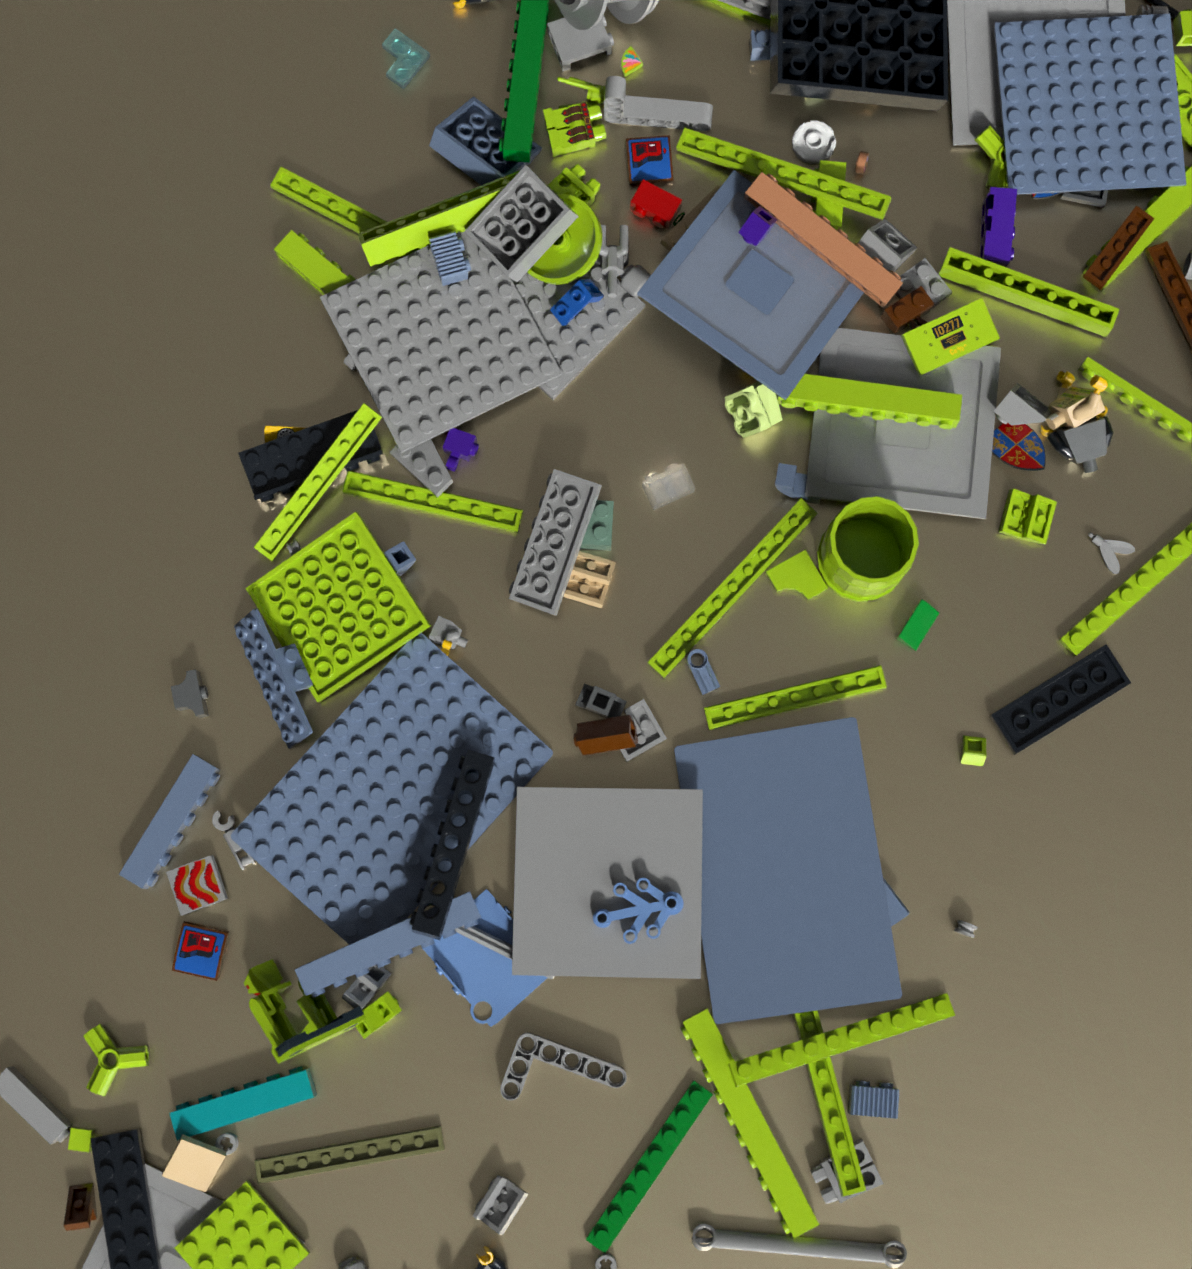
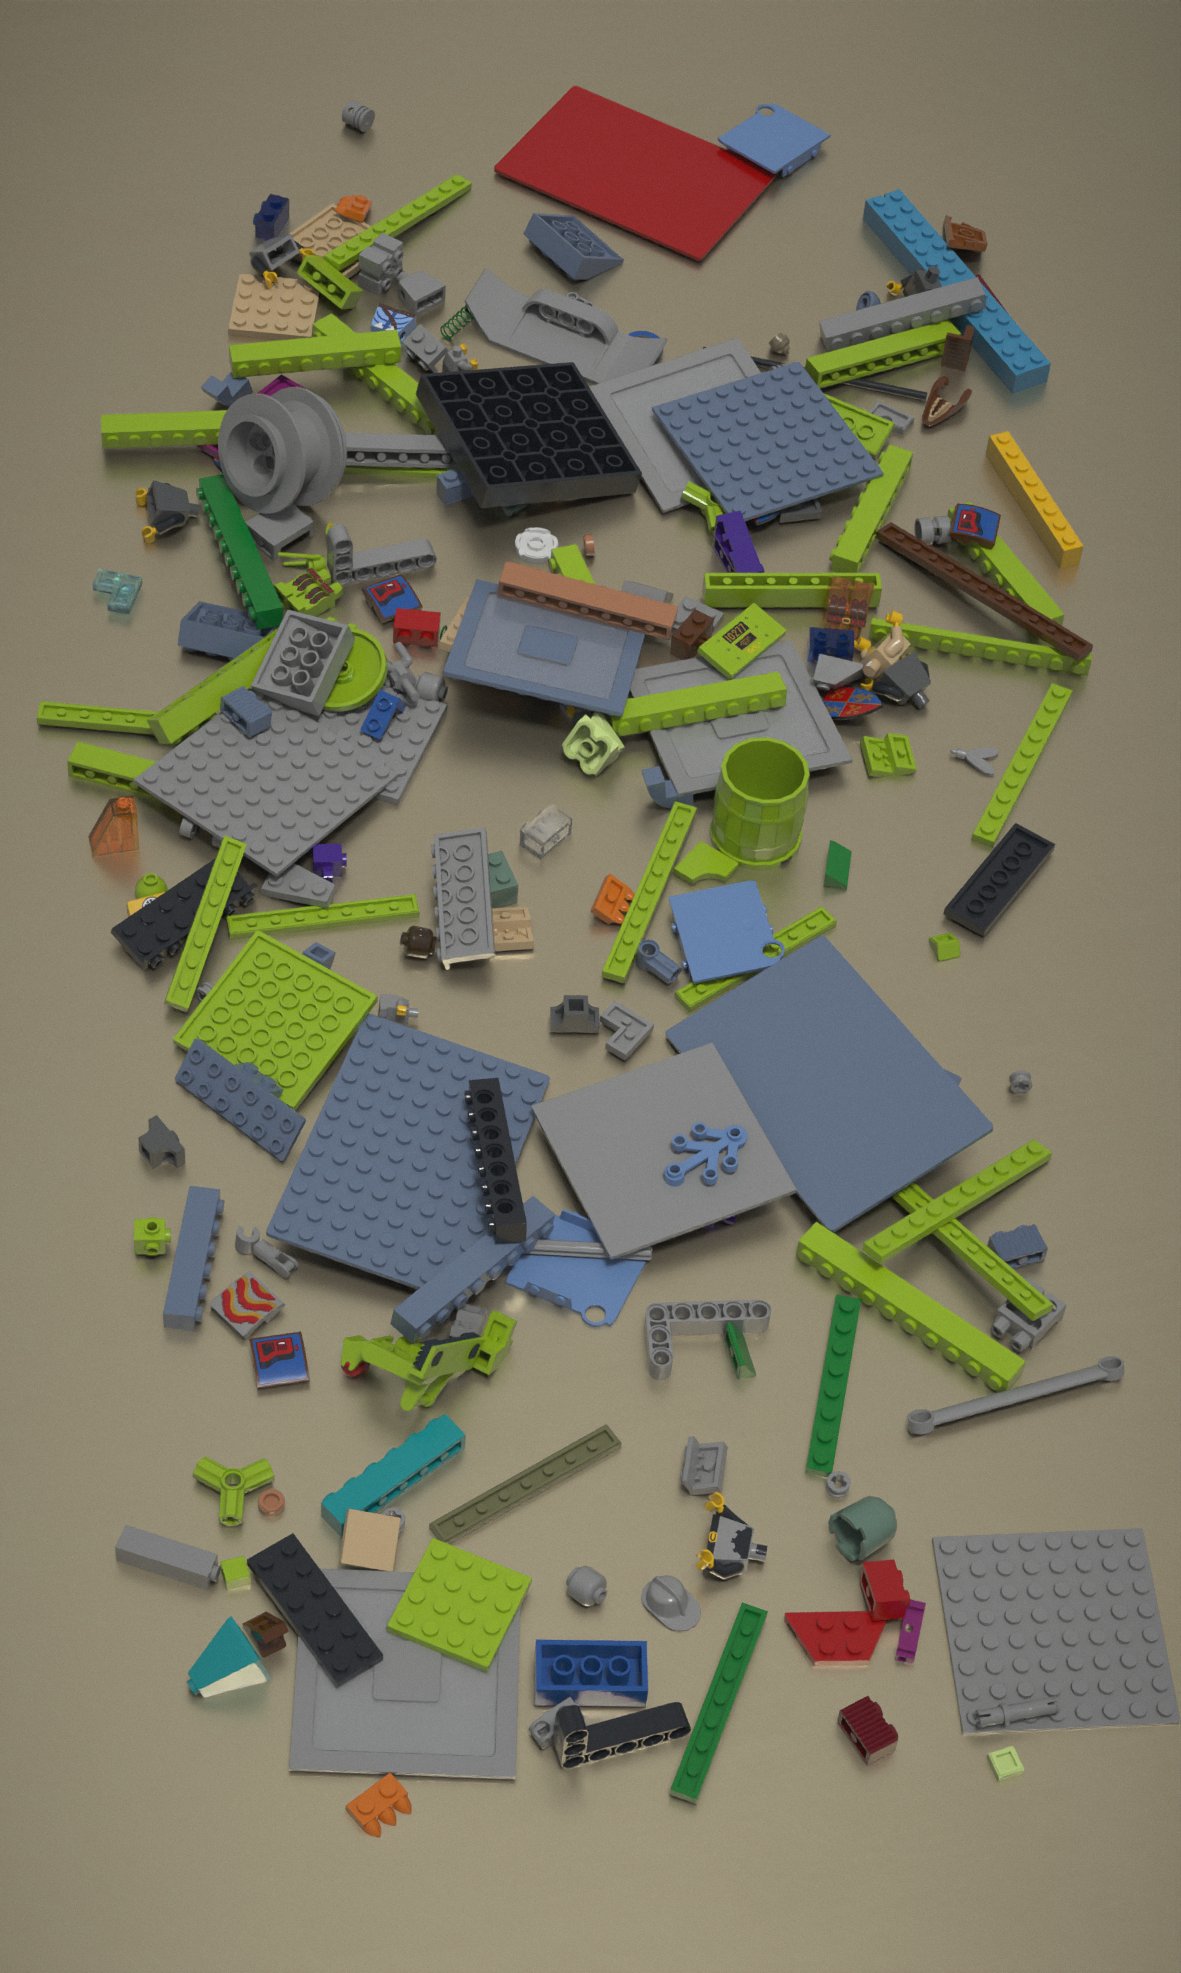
camera: 30 degrees left, 30 degrees down
(39, 1228) = (227, 1663): none -> teal slope
(136, 785) = (151, 1236): none -> lime brick
(138, 1084) = (271, 1503): none -> nougat tile
(286, 343) = (115, 828): none -> clear orange slope
(296, 414) = (150, 885): none -> lime brick
(500, 566) = (418, 942): none -> dark brown head
(585, 1103) = (739, 1352): none -> green slope
(605, 735) = (594, 1036): reddish brown brick -> none
(693, 586) = (612, 900): none -> orange plate
(757, 226) = (524, 602): dark purple brick -> none
(775, 664) = (723, 931): none -> medium blue piece
(786, 173) = (491, 568): lime plate -> none
(1034, 370) = (830, 642): none -> clear blue brick
(1069, 335) = (845, 611): none -> clear orange hips
(1118, 247) = (852, 531): reddish brown plate -> none

